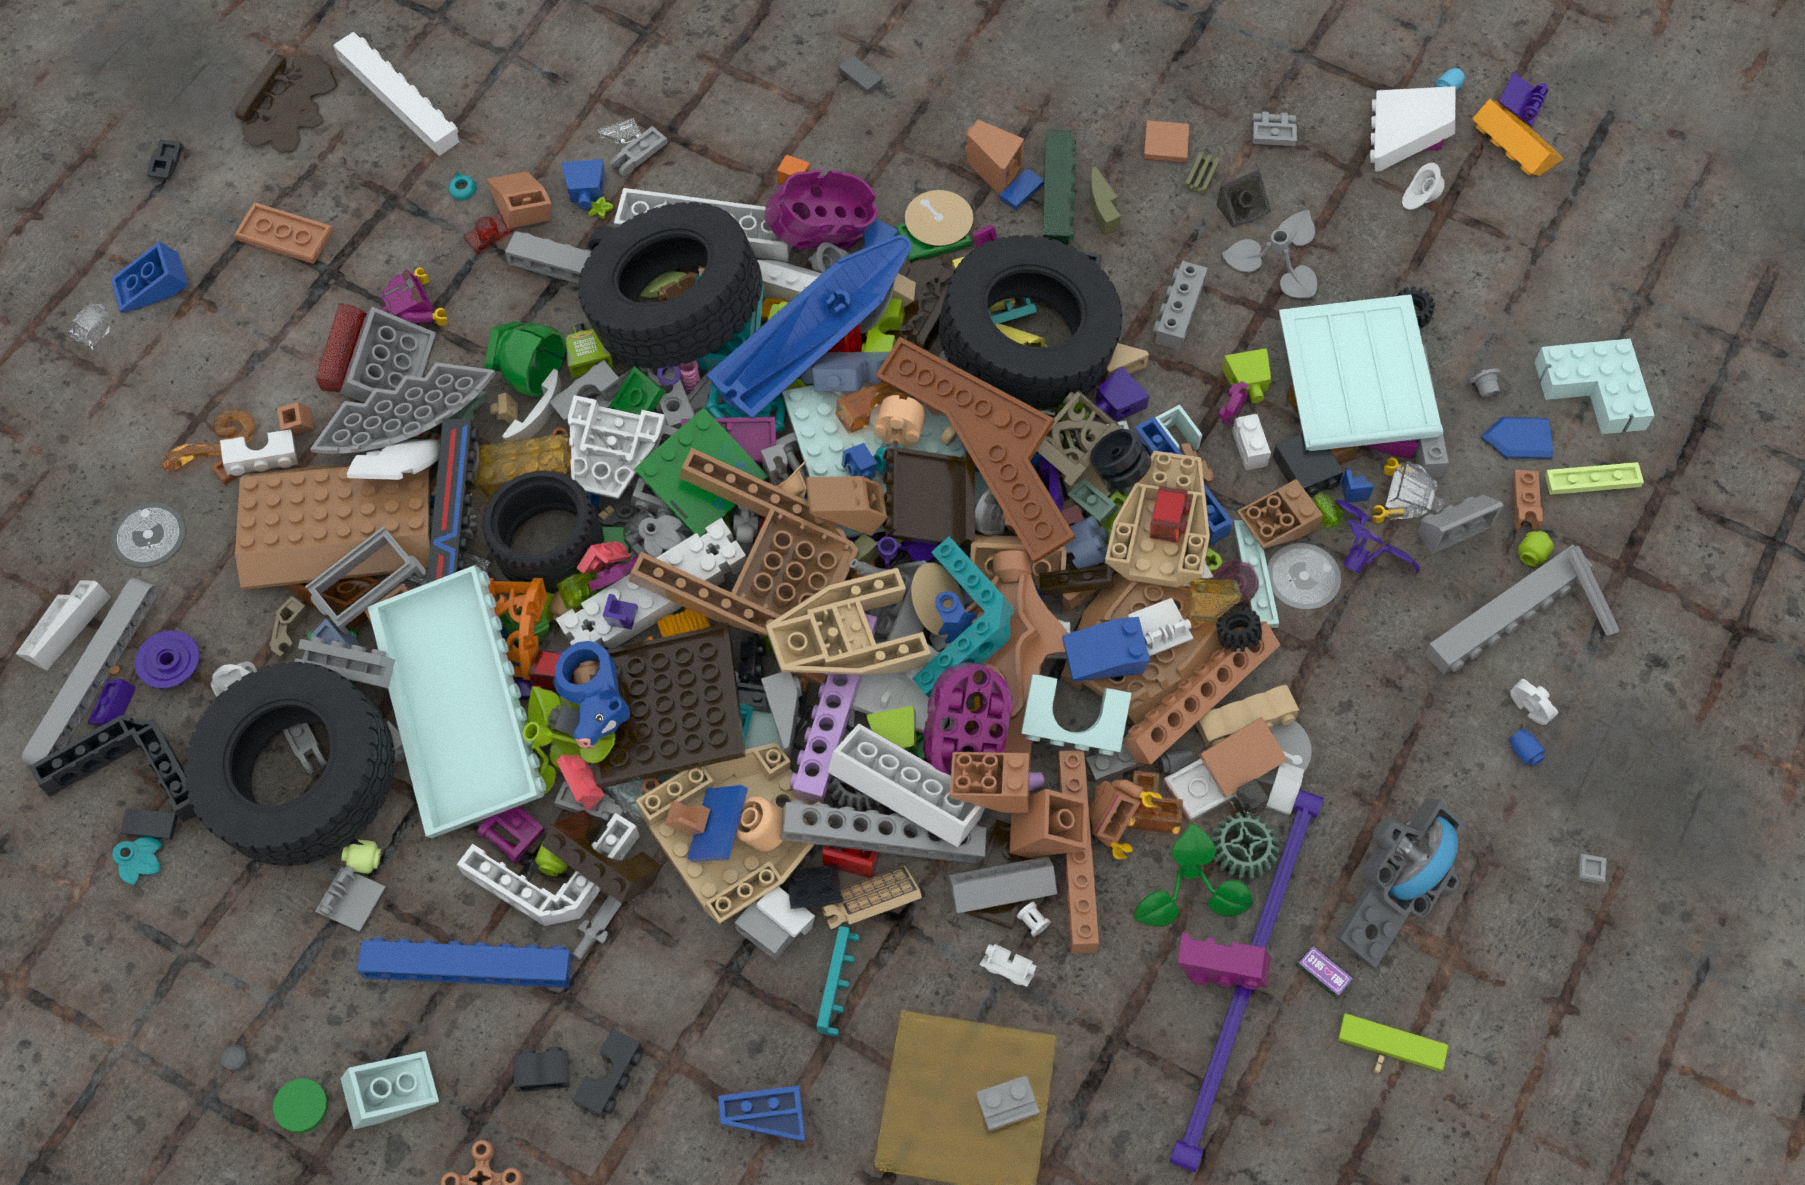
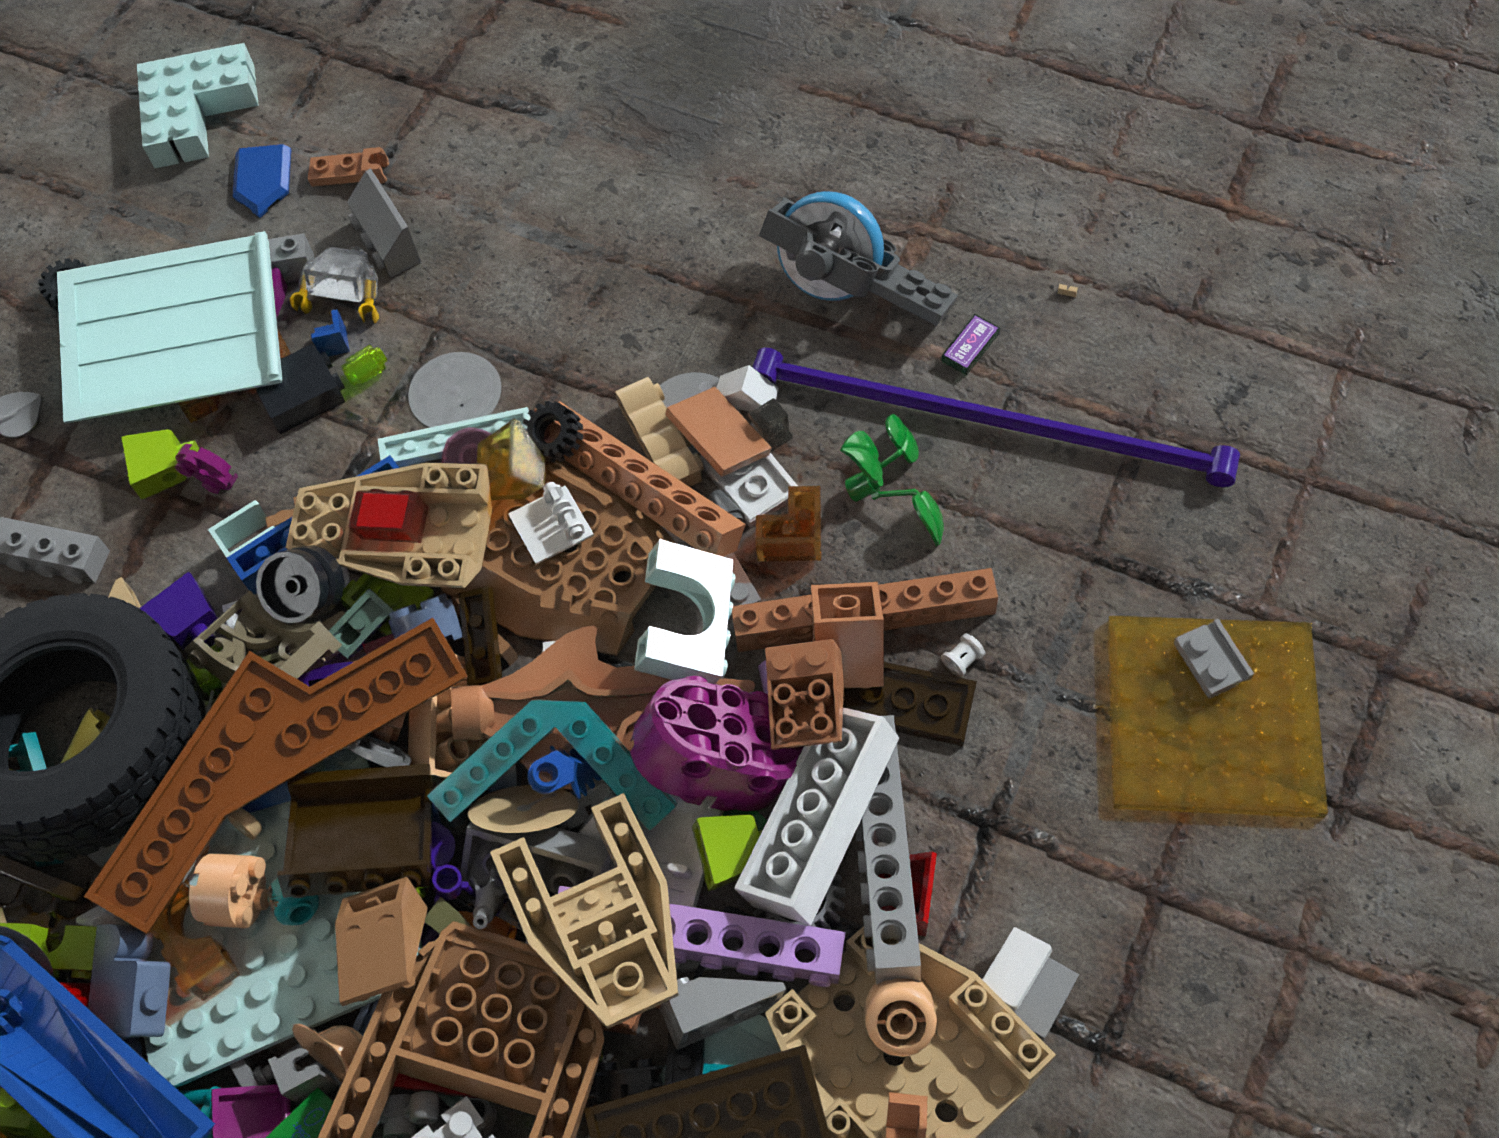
camera: 90 degrees left, 0 degrees up
(721, 826) = (913, 1069): blue tile -> none
(765, 1112) = (1298, 958): blue wedge -> none
(814, 887) = (973, 931): black hinge -> none
(833, 981) = (1094, 894): teal hinge -> none
(859, 461) = (300, 941): blue brick -> none
(873, 897) = (972, 857): tan tile -> none
(1003, 884) = (927, 692): light grey brick -> none
(1019, 971) = (1031, 685): white hinge -> none
(1107, 650) = (593, 580): blue slope -> none
(1113, 810) = (805, 560): nougat torso -> none
(1223, 963) = (991, 431): magenta wedge -> none
(1251, 442) = (263, 451): white brick -> none
(1263, 840) = (816, 439): sand green gear -> none
(1281, 515) = (374, 408): medium nougat slope -> none
(1358, 554) = (430, 324): dark purple plant -> none
(1393, 1042) = (1040, 278): lime tile -> none
(1487, 382) = (185, 207): light grey piece -> none
(1503, 614) = (499, 182): light grey brick -> none
(1527, 747) = (671, 161): blue brick -> none
(1534, 700) = (618, 150): white plate -> none
(1535, 548) = (415, 158): lime head -> none
(1591, 869) = (806, 108): light grey tile -> none
(1593, 590) = (472, 99): light grey axle -> none
(1594, 478) = (321, 107): yellowish green plate -> none

